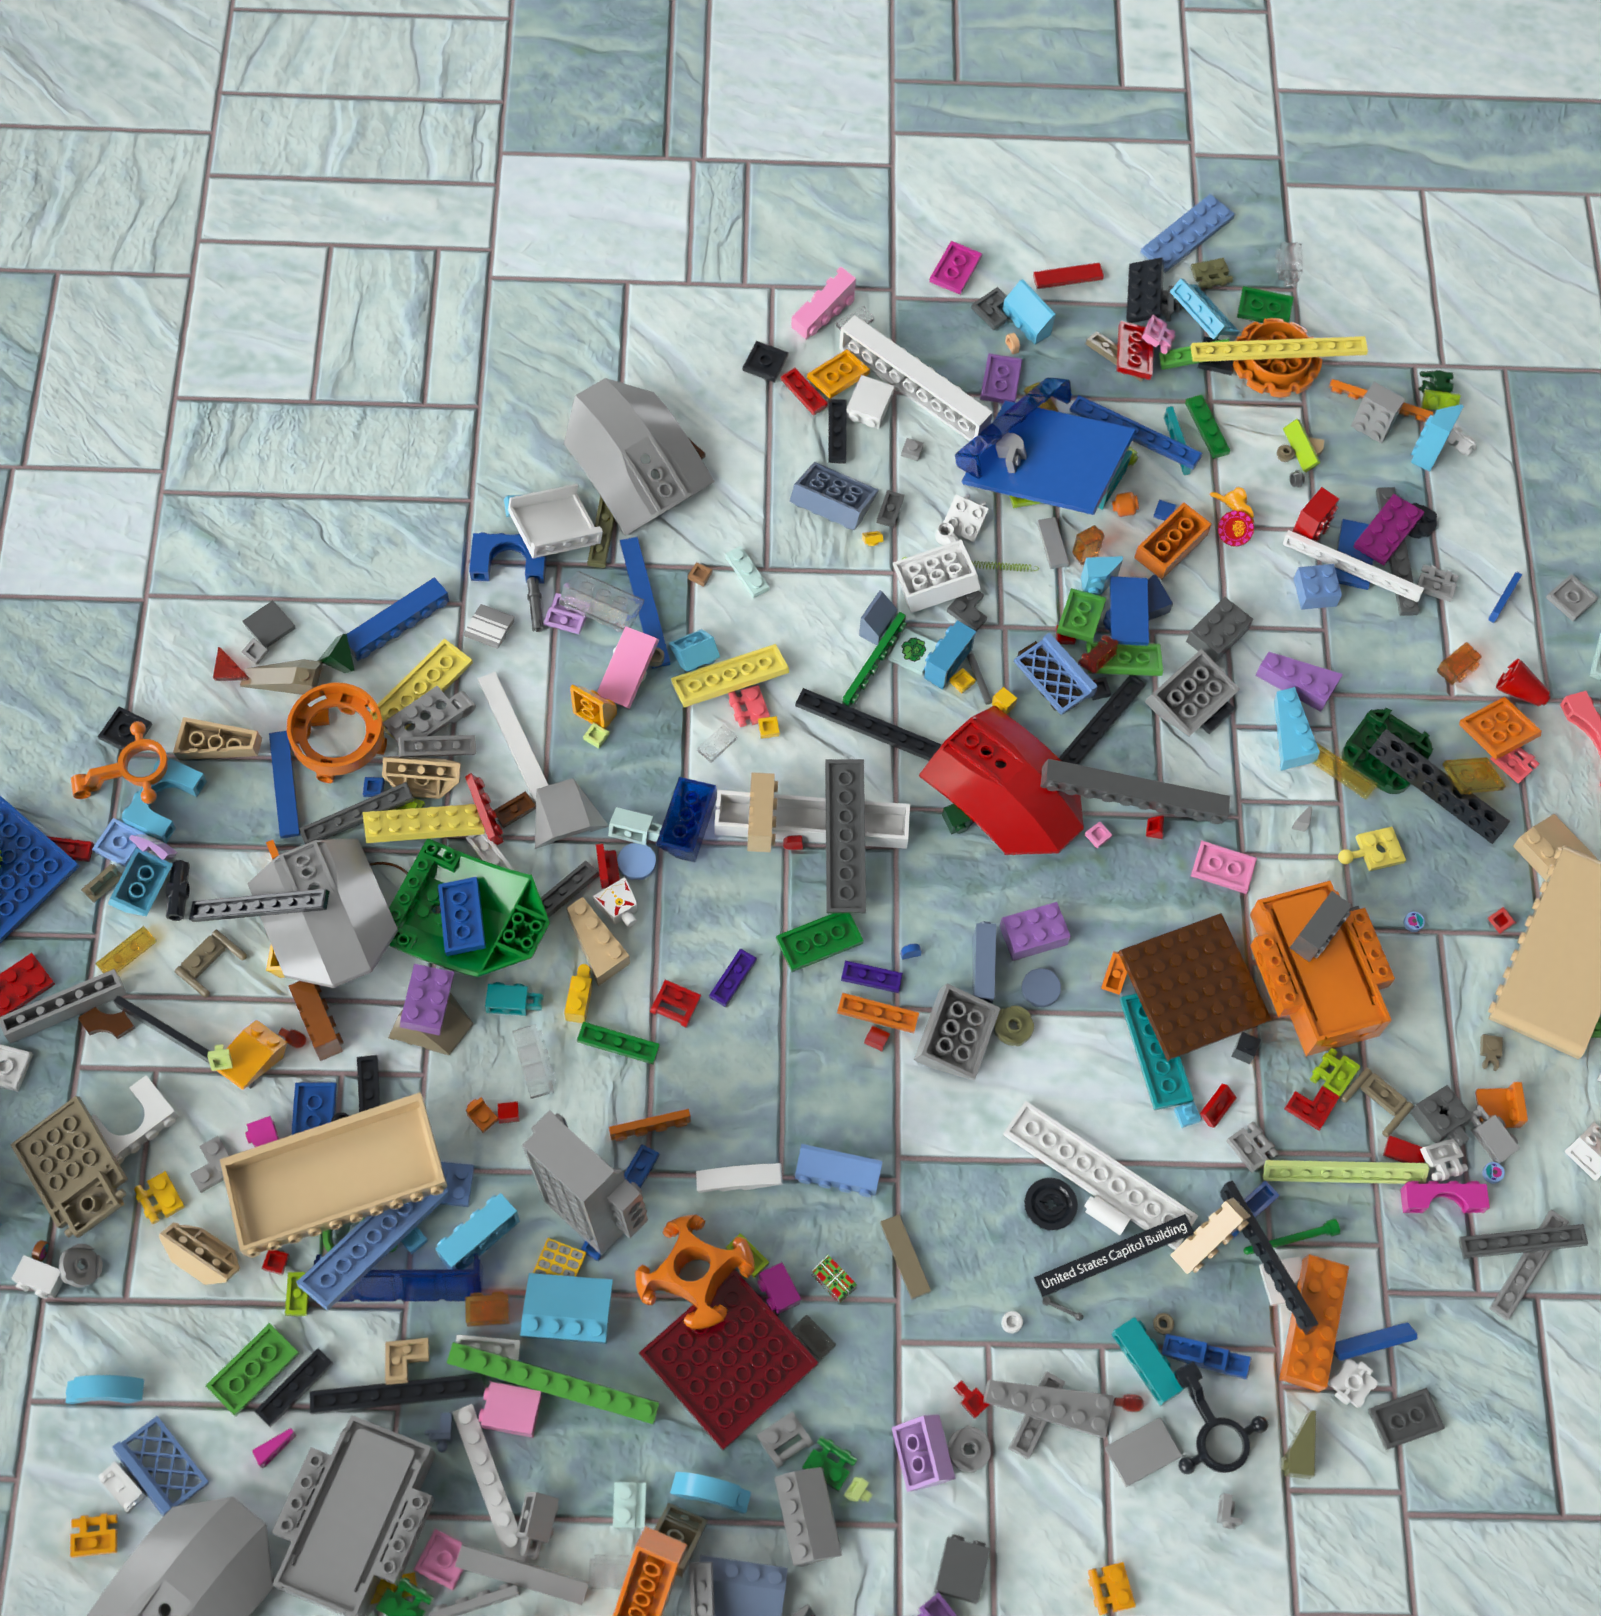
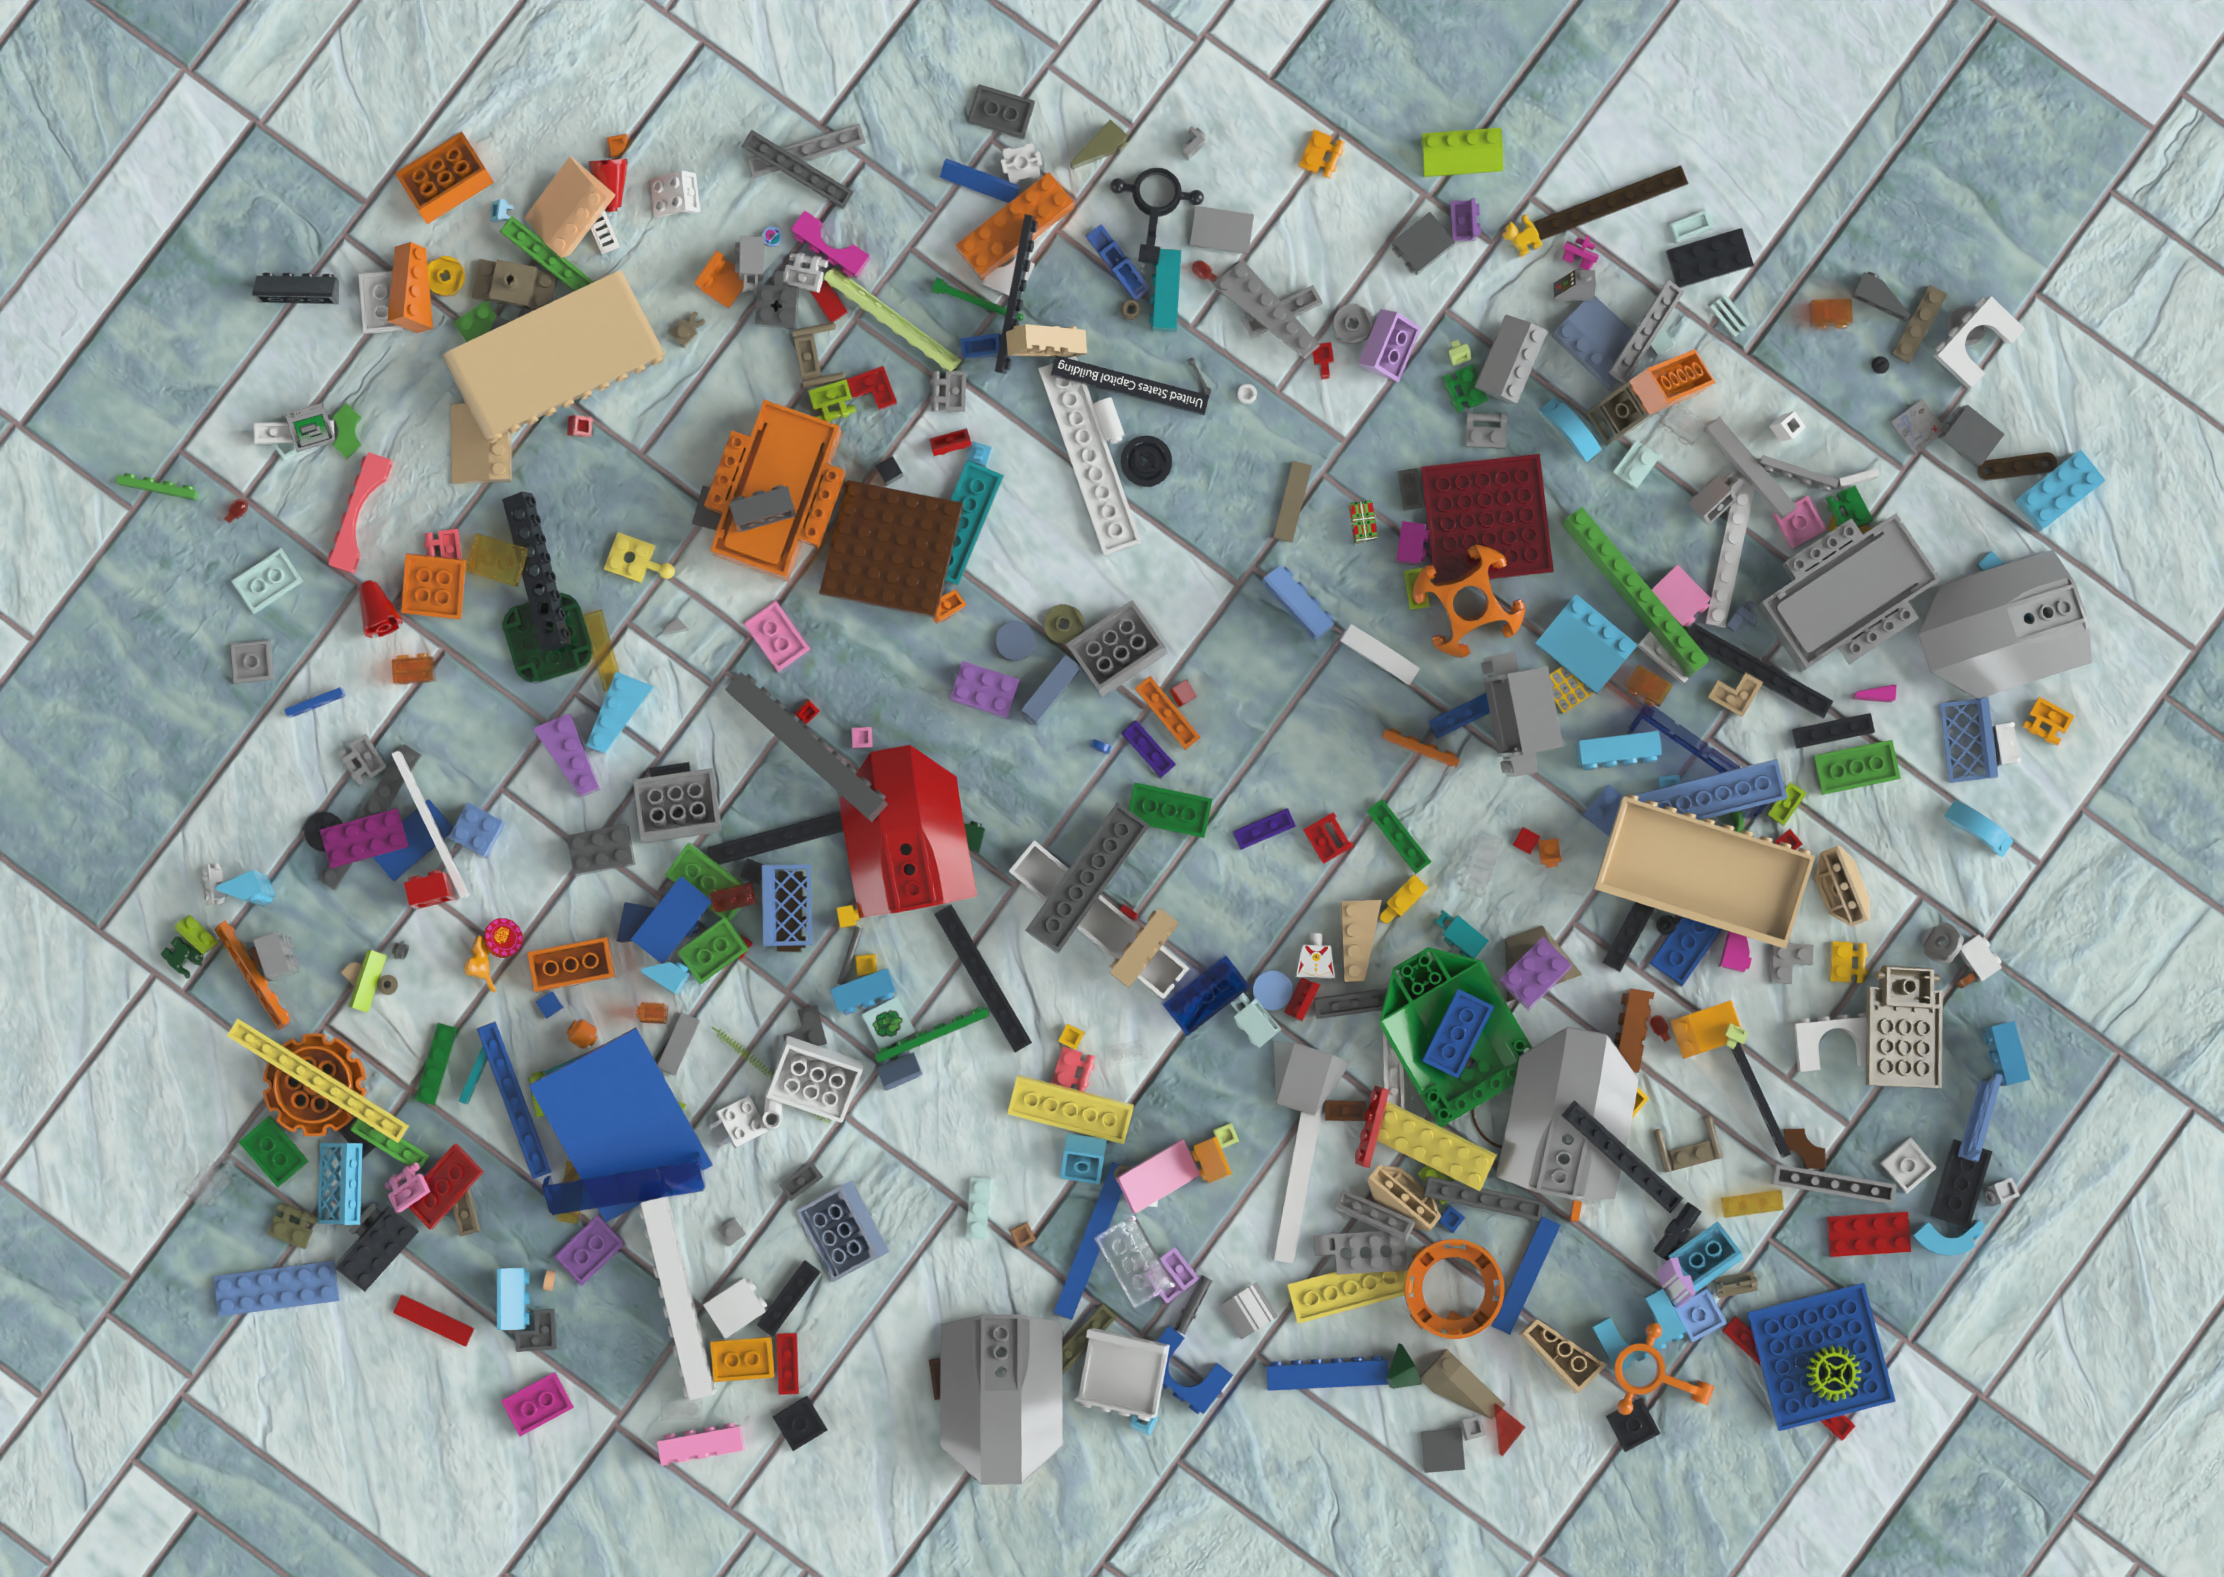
camera: 140 degrees left, 20 degrees up
(872, 538) = (840, 1161): yellow plate -> none
(1013, 449) = (646, 1153): light grey brick -> none
(1414, 921) = (656, 477): tile -> none

